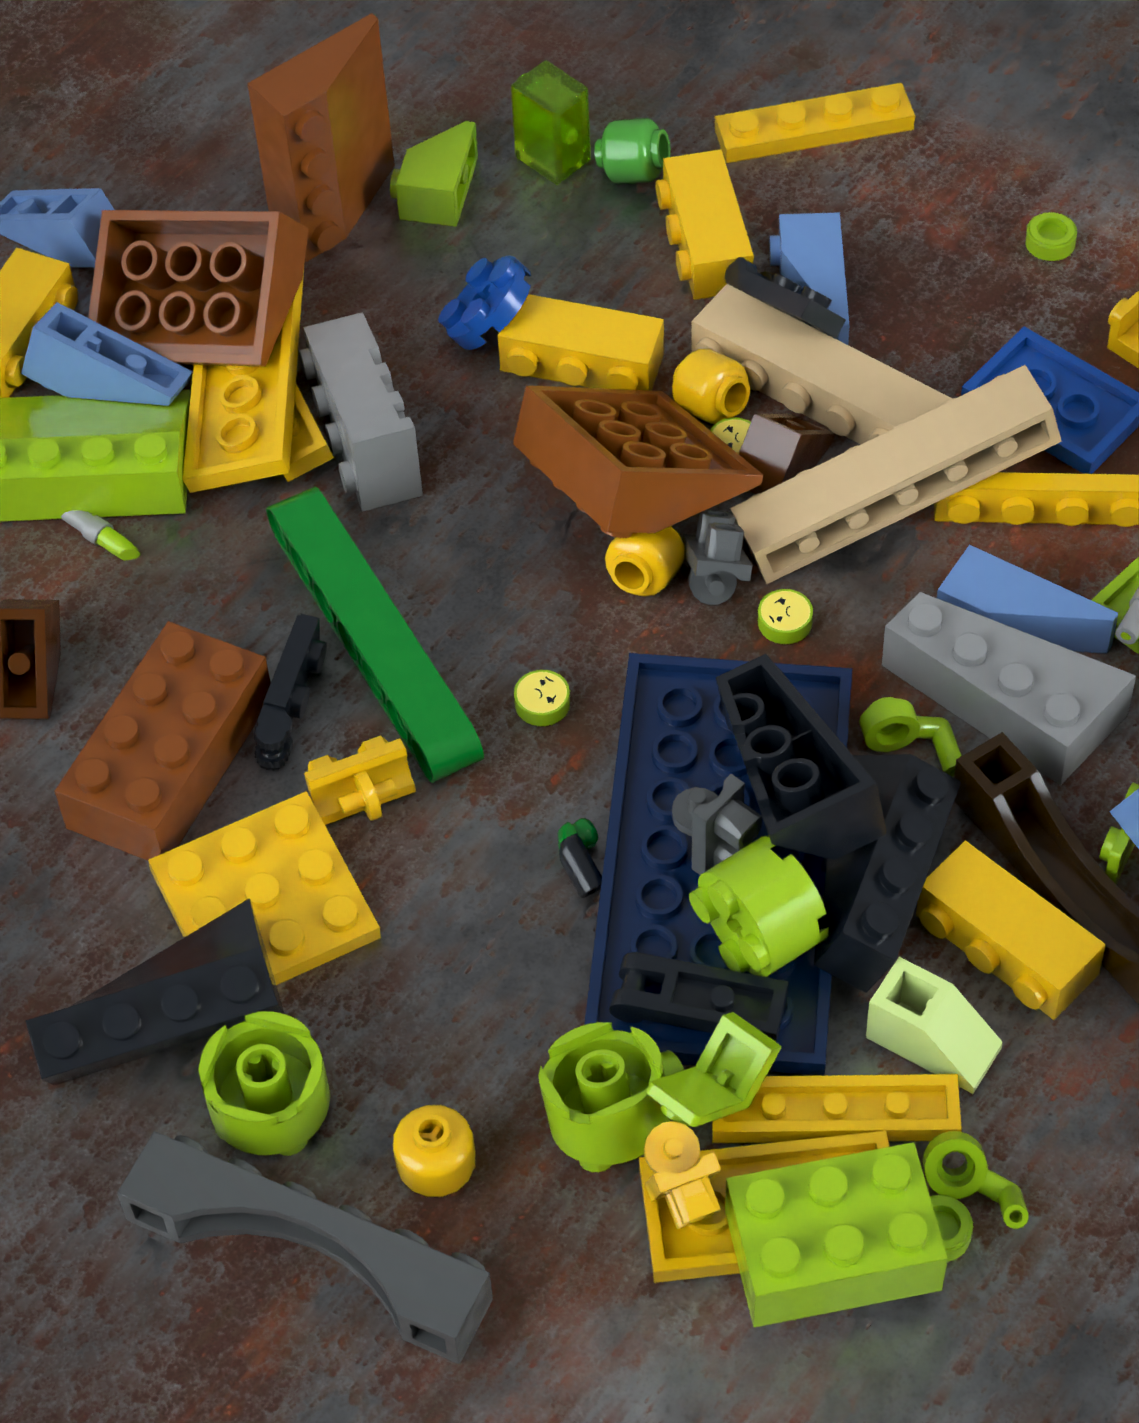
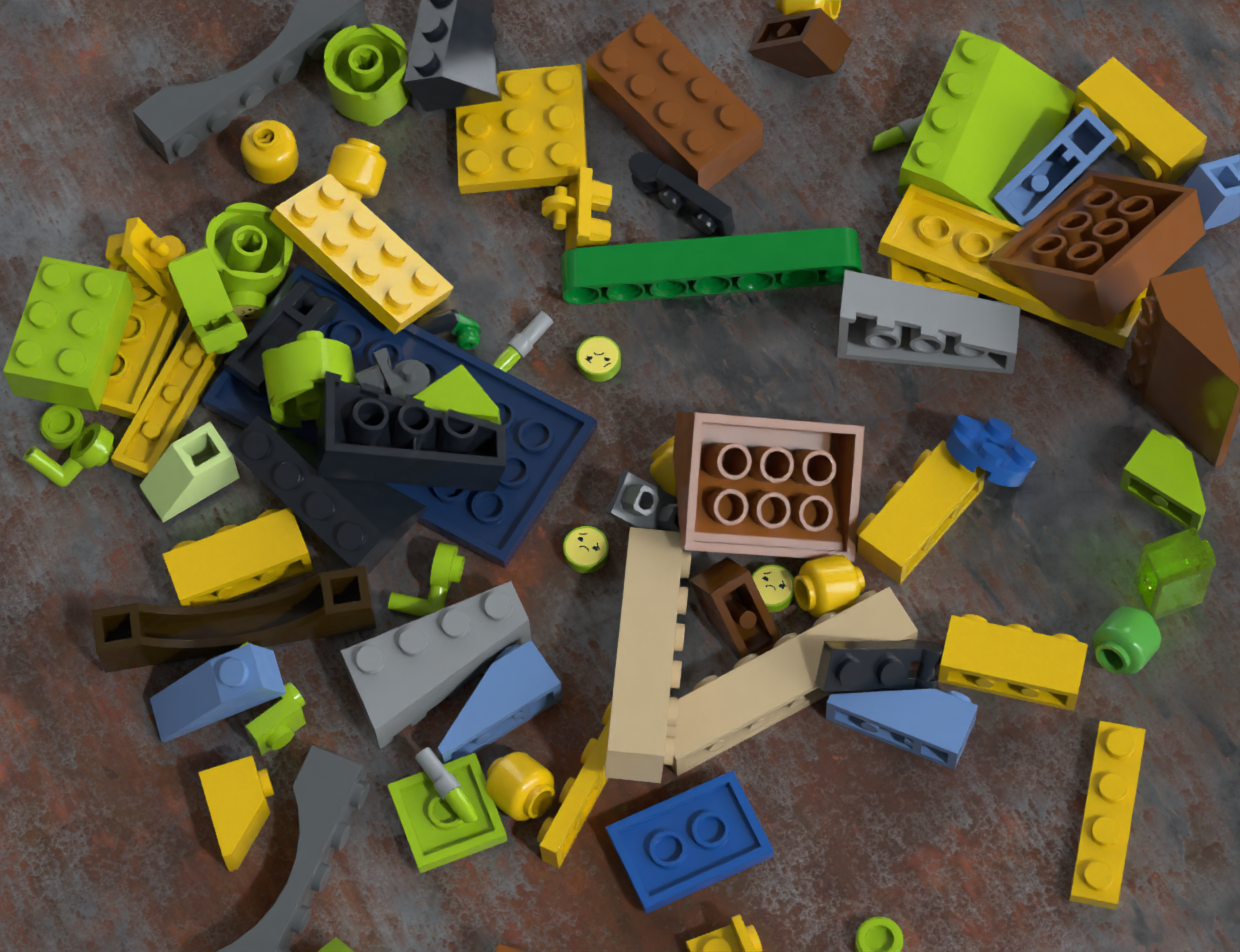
camera: 115 degrees right, 10 degrees up
(413, 1043) = (358, 167): none -> yellow head
(538, 967) = (361, 253): none -> yellow plate
(562, 779) = (523, 342): none -> light grey piece
(689, 758) = (462, 394): none -> lime slope
(1095, 551) = (520, 786): none -> yellow head

